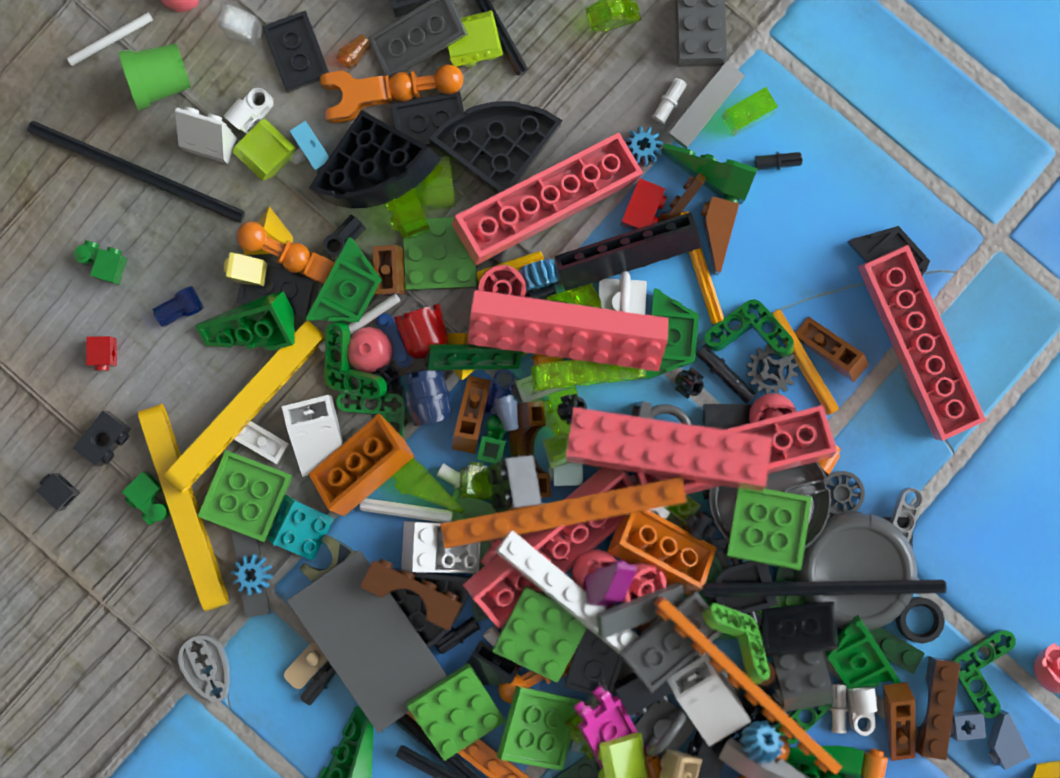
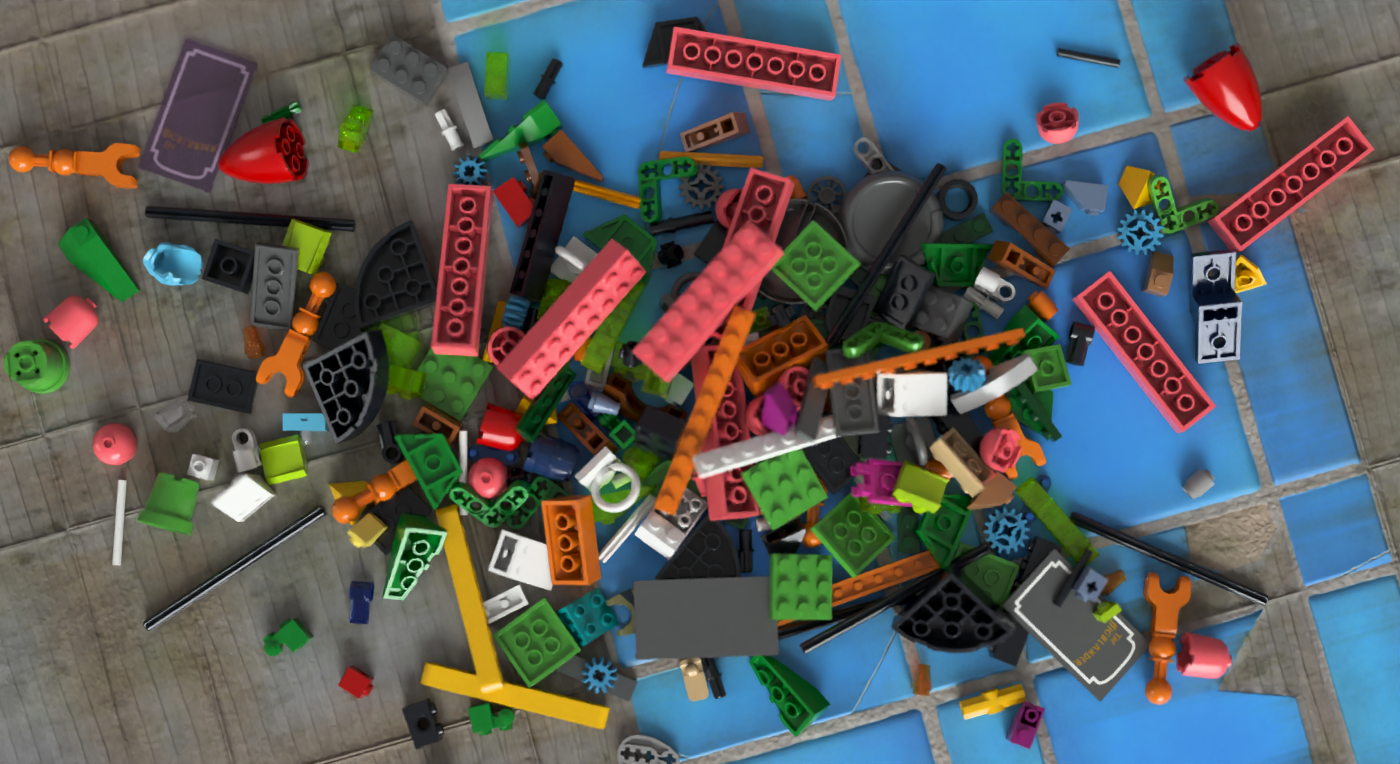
camera: 55 degrees left, 0 degrees up
(209, 81) = (203, 467): none -> white brick
(439, 608) = (715, 547): reddish brown arch -> none
(442, 451) = (600, 472): none -> white tile

